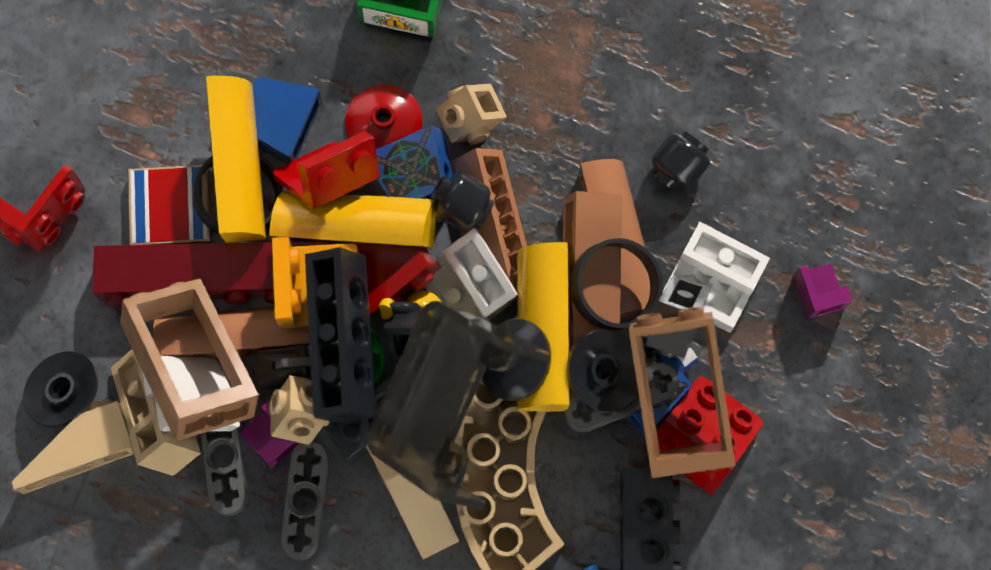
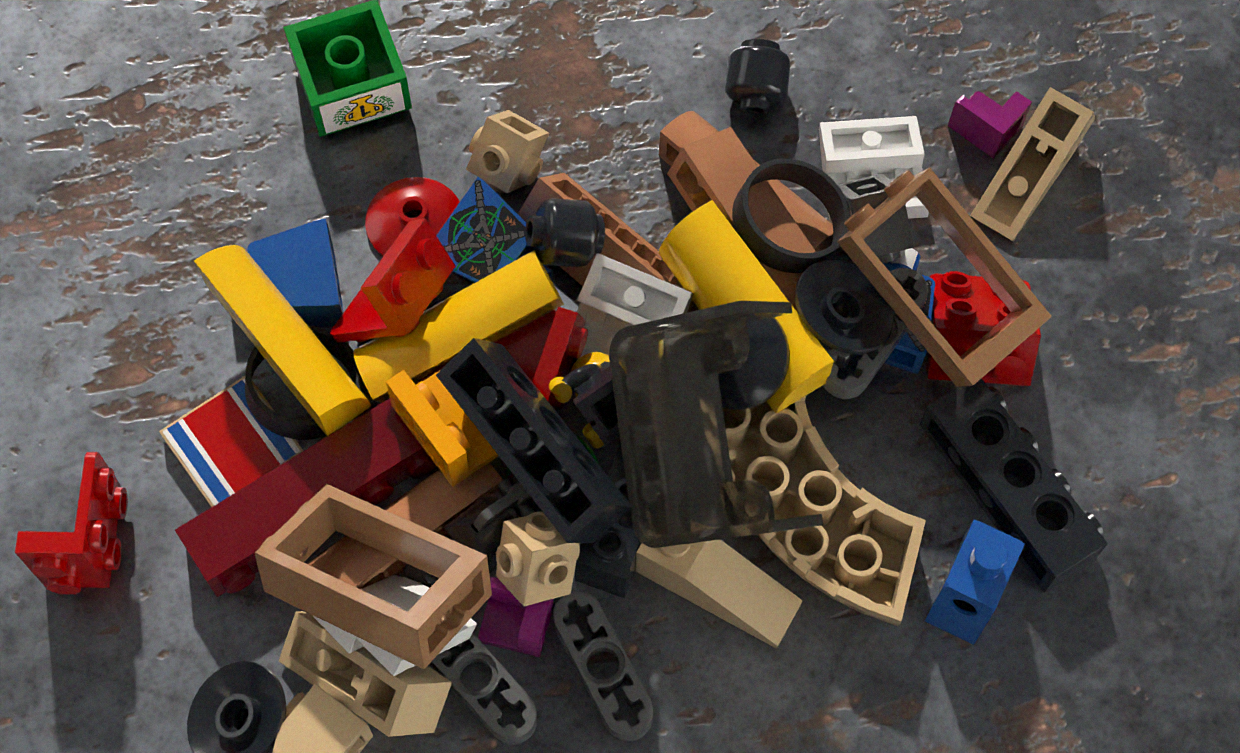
camera: 30 degrees left, 10 degrees down
(826, 343) = (1033, 163): none -> tan slope

